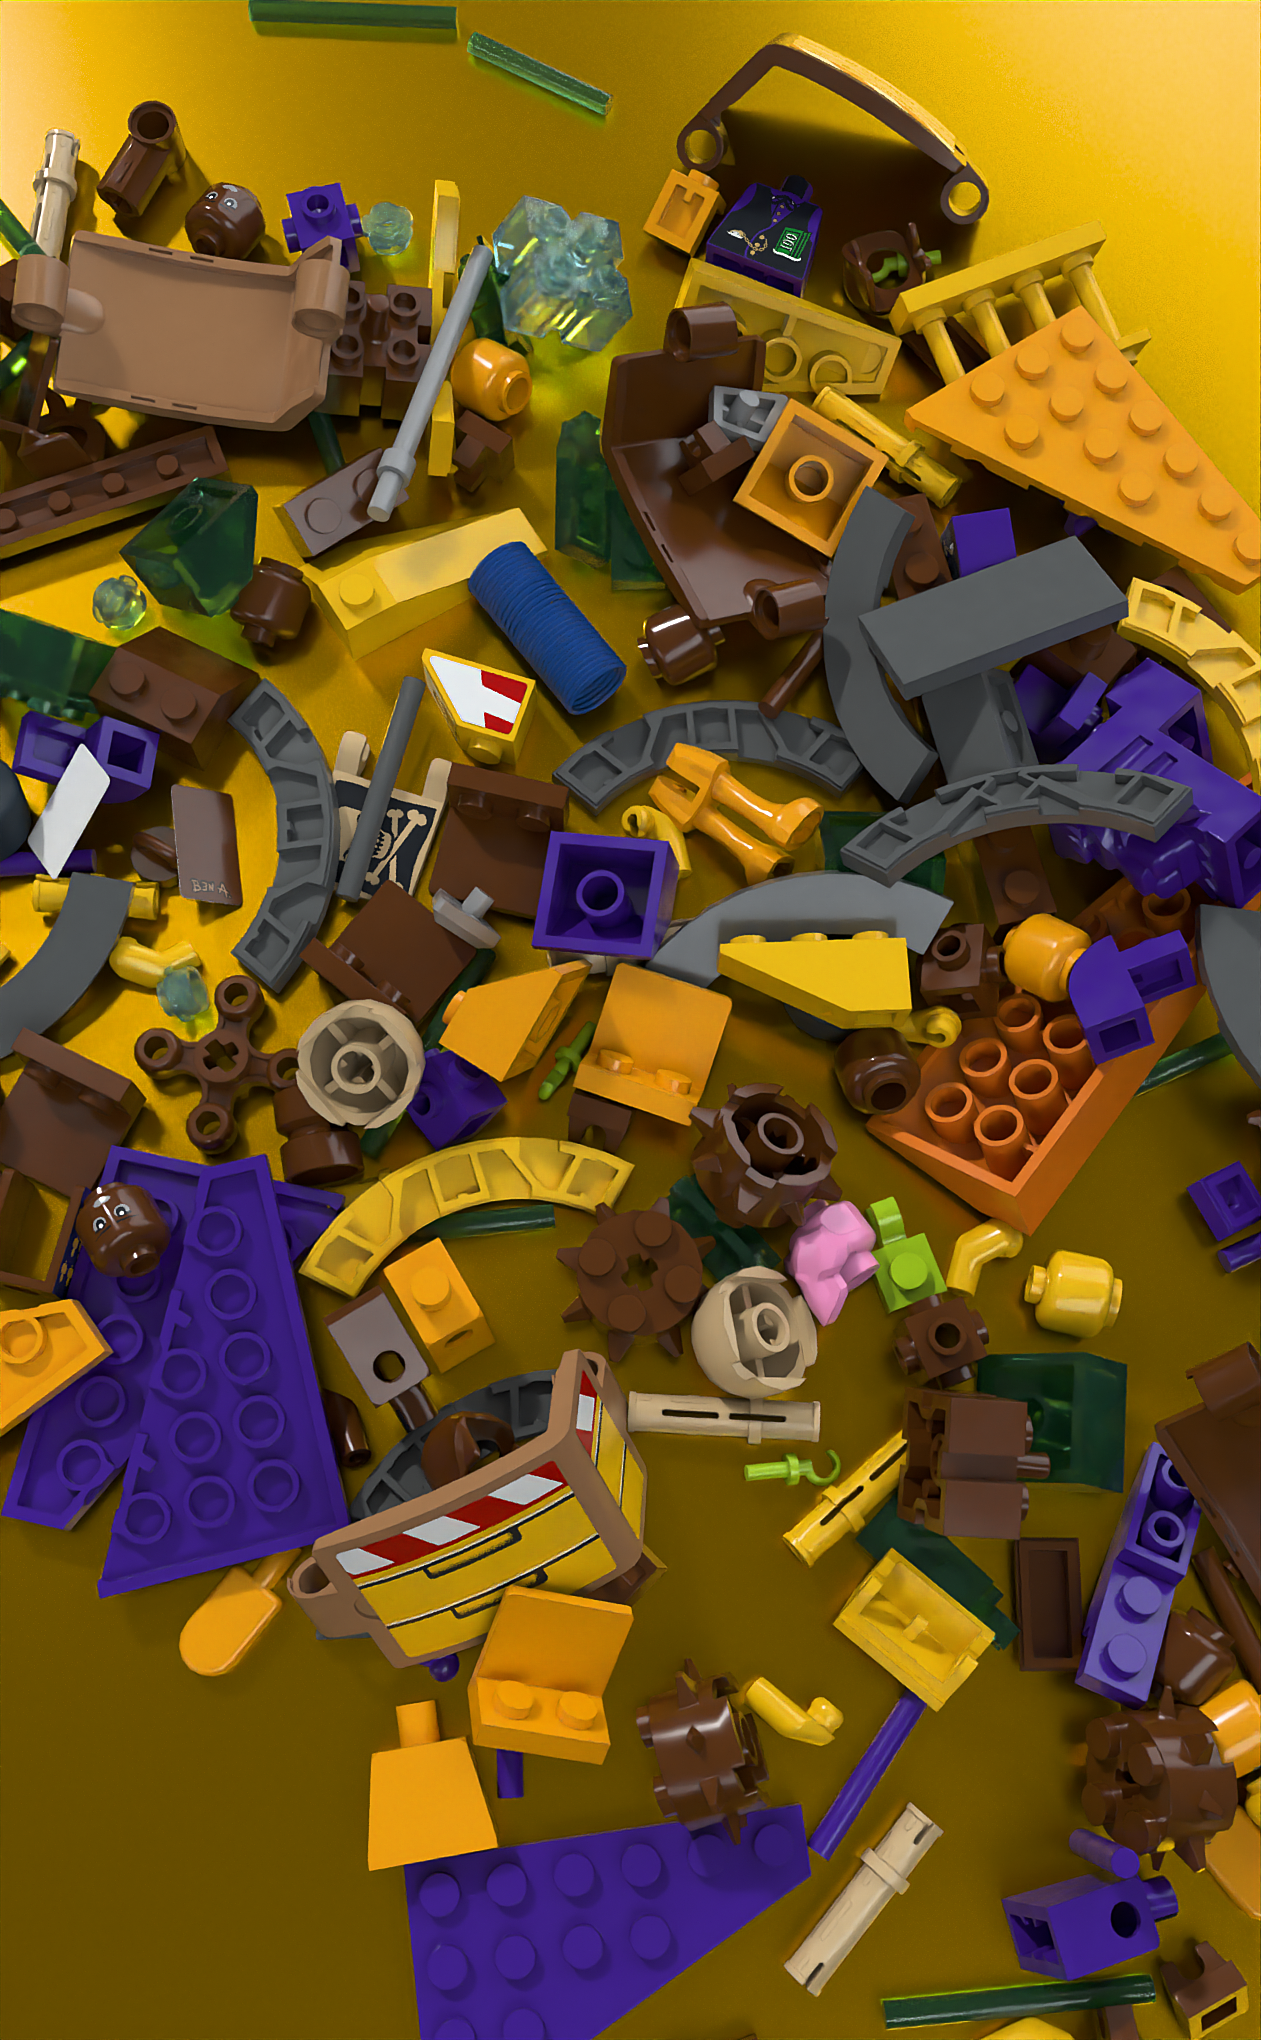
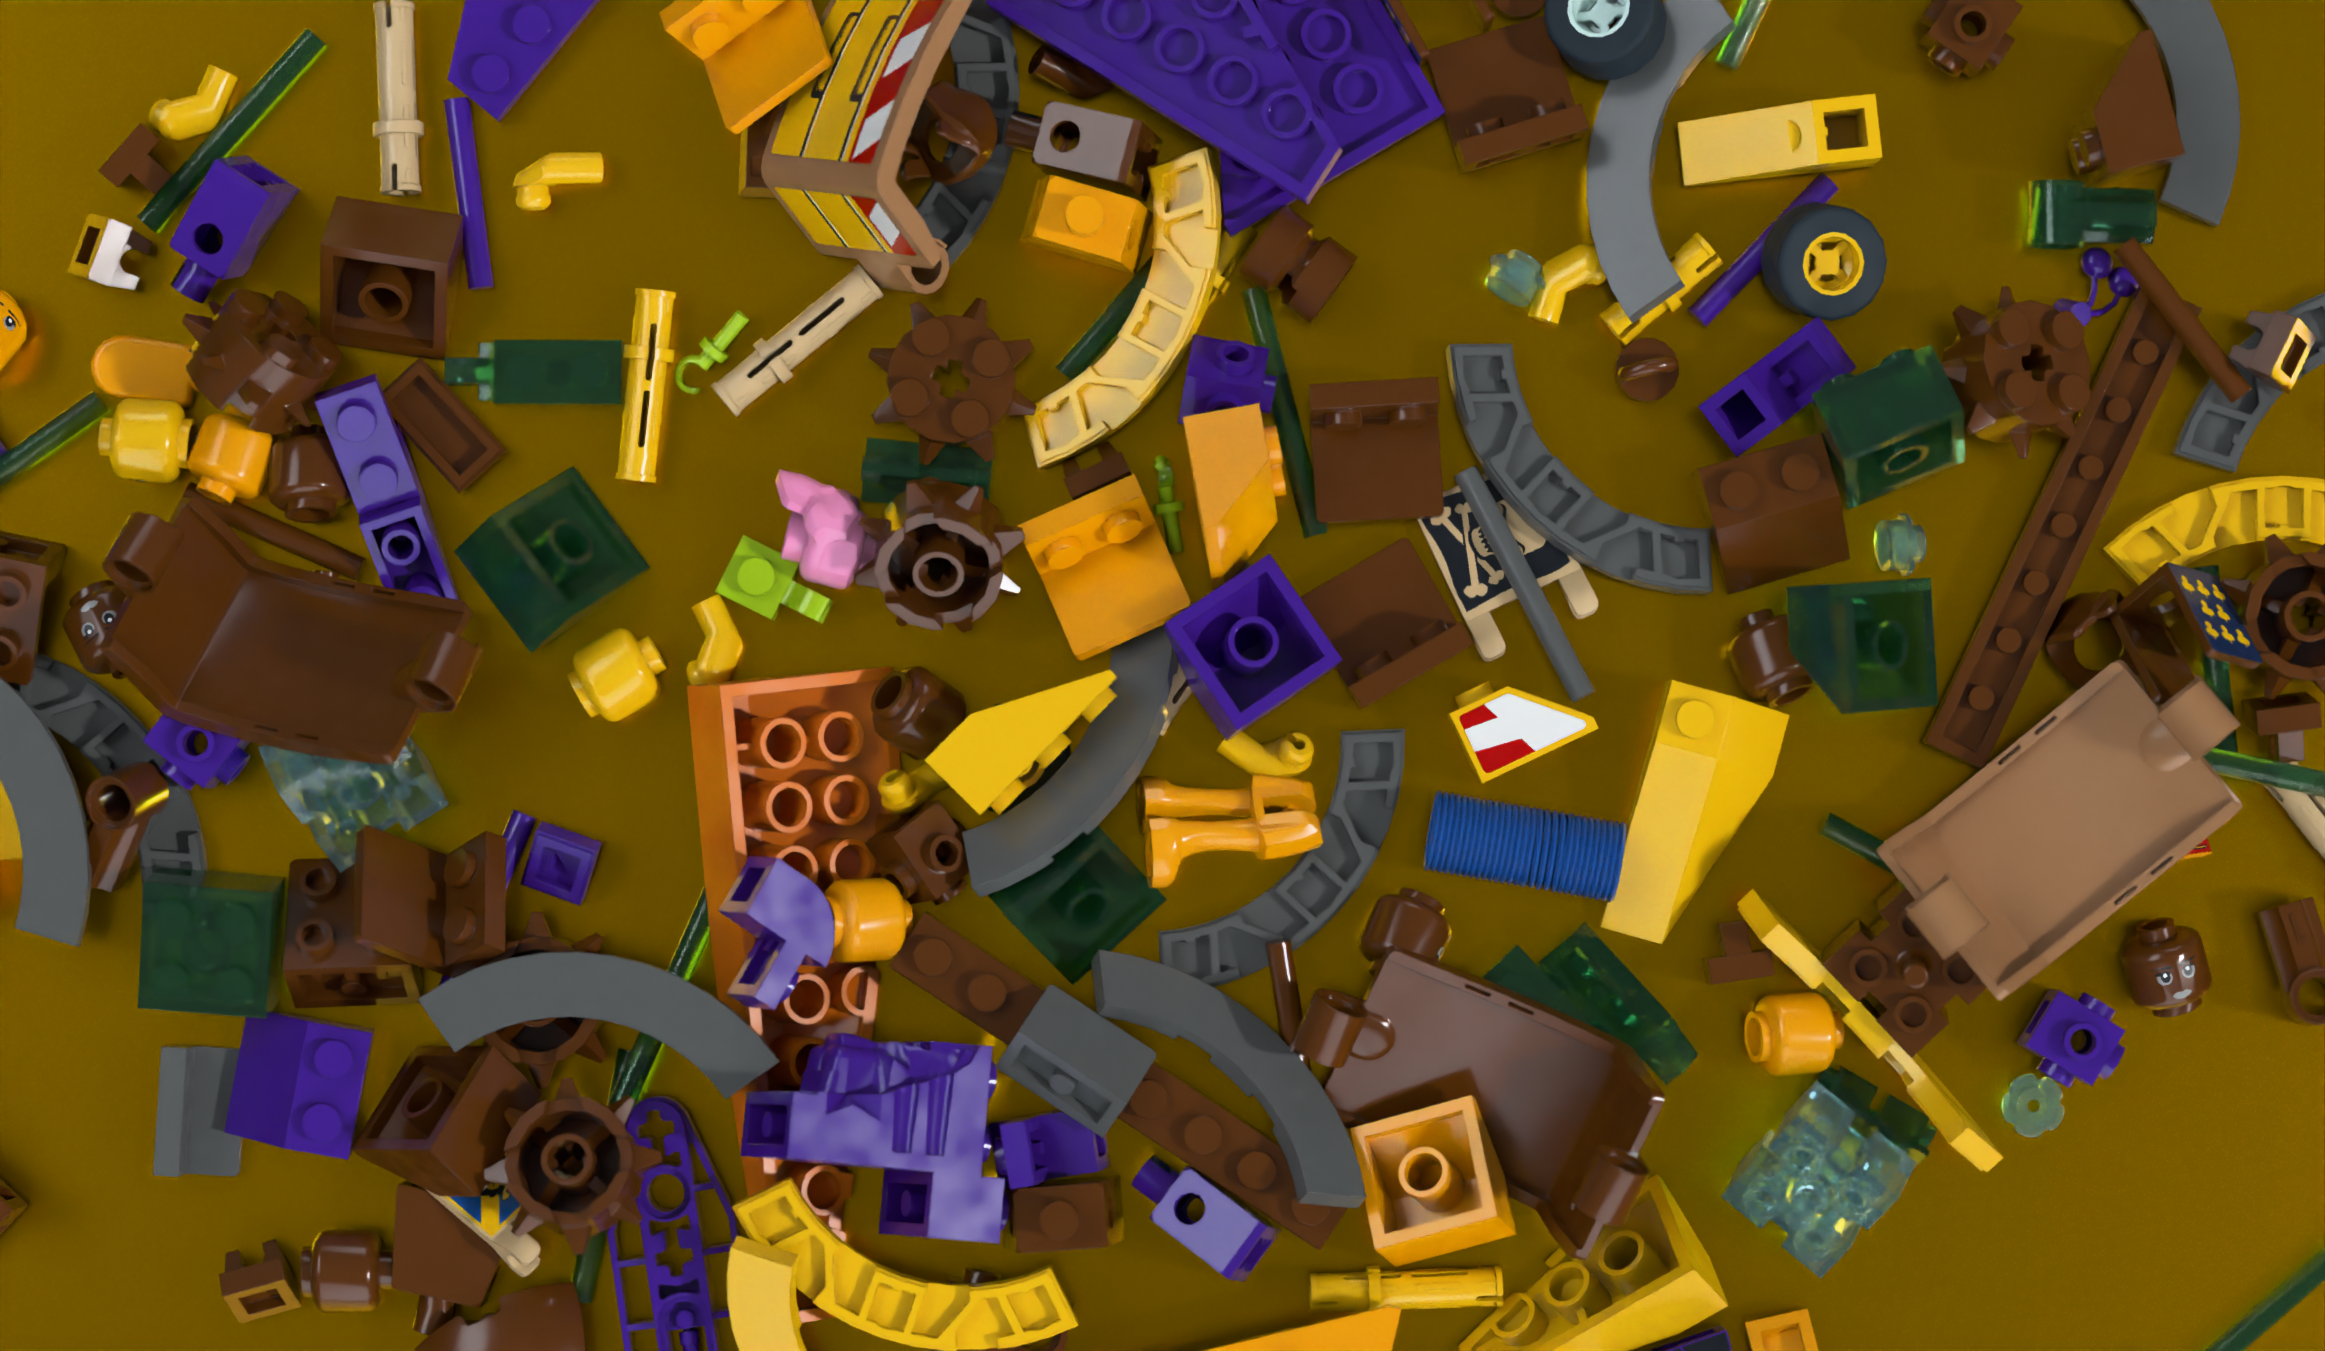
camera: 145 degrees right, 15 degrees up
(68, 811) = (1739, 326): white sticker -> none
(122, 1230) = (1361, 53): reddish brown head -> none
(200, 1060) = (1406, 231): reddish brown gear -> none
(206, 845) = (1617, 410): reddish brown sticker -> none
(332, 505) = (1799, 795): reddish brown brick -> none
(360, 1063) = (1300, 334): tan cylinder -> none
(399, 462) = (1764, 852): light grey bar -> none
(466, 918) = (1351, 536): light grey piece -> none
(704, 1753) = (594, 86): reddish brown brick -> none
(711, 456) = (1521, 1114): reddish brown tile -> none
(745, 413) = (1535, 1185): light grey piece -> none
(753, 1334) = (825, 414): tan cylinder -> none
(914, 1629) = (522, 311): yellow hinge -> none
(924, 1357) = (709, 547): reddish brown brick -> none
(966, 1463) = (589, 454): reddish brown brick -> none
(992, 617) = (1152, 1157): dark grey tile -> none
(992, 1757) = (390, 277): none -> reddish brown slope
(1010, 799) = (998, 1004): dark grey tile -> none
(1104, 1853) = (259, 269): dark purple bar -> none

